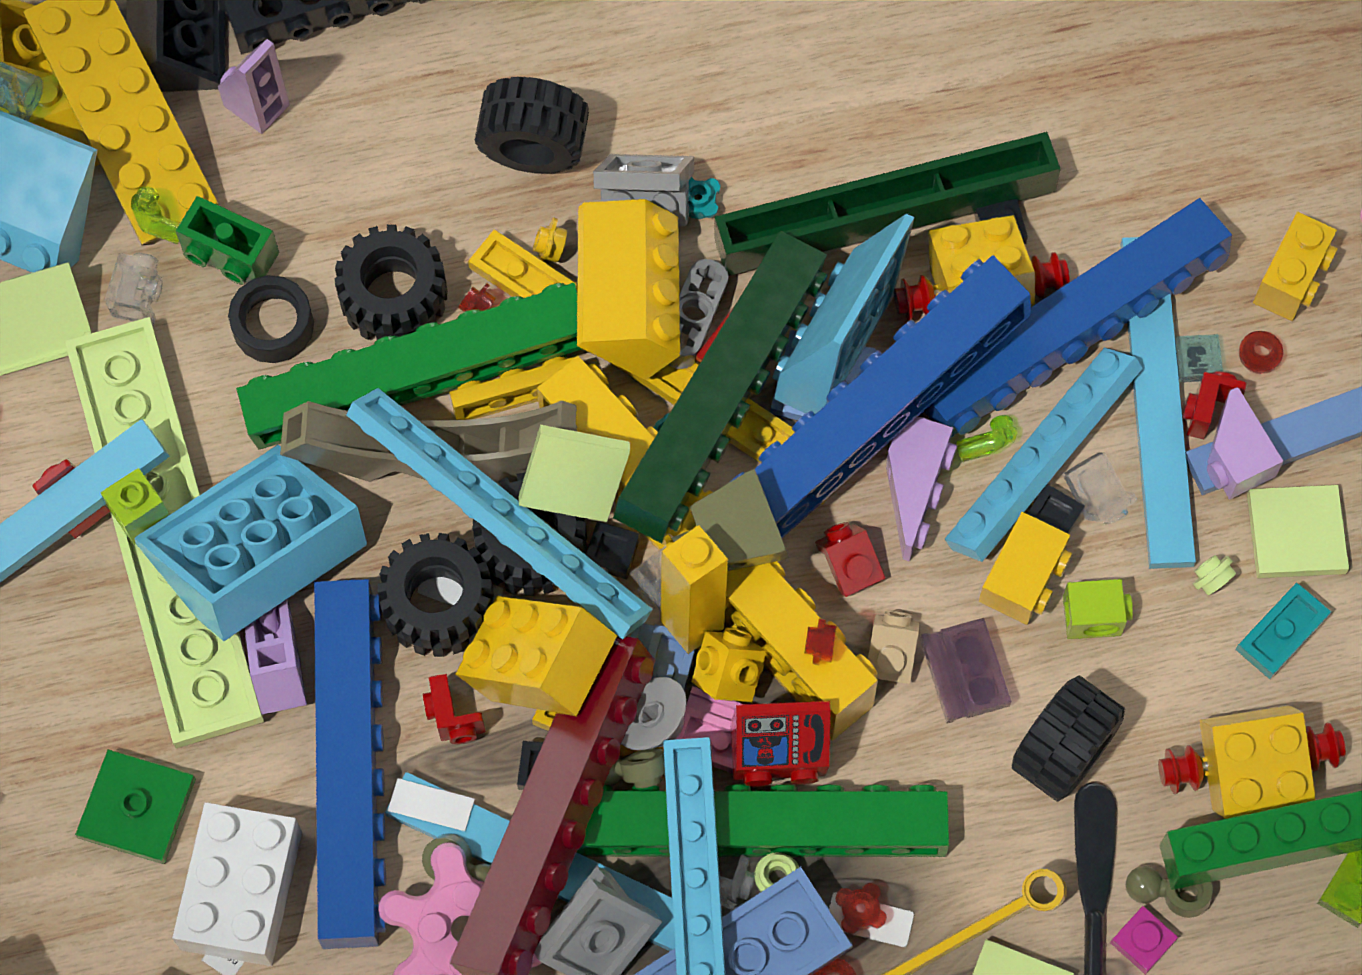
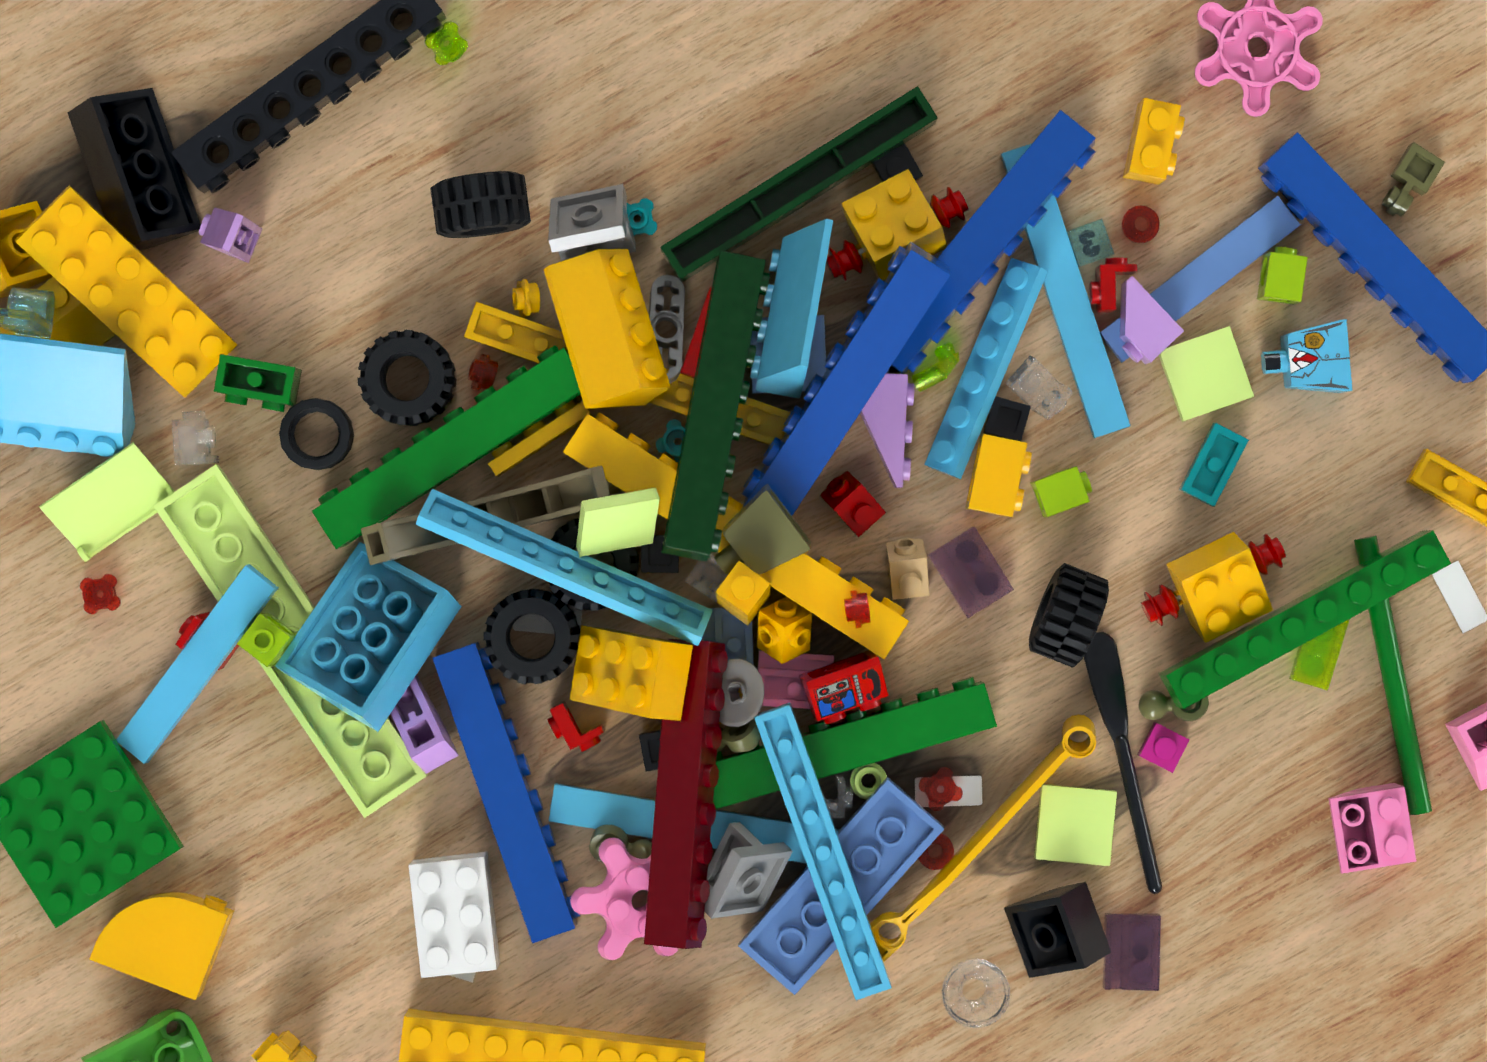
camera: 15 degrees left, 20 degrees up
(135, 806) = (351, 872): green plate -> none
(149, 215) = (186, 380): clear neon green arm -> none
(431, 804) = (583, 805): white sticker -> none
(1213, 574) = (1148, 433): yellowish green plate -> none

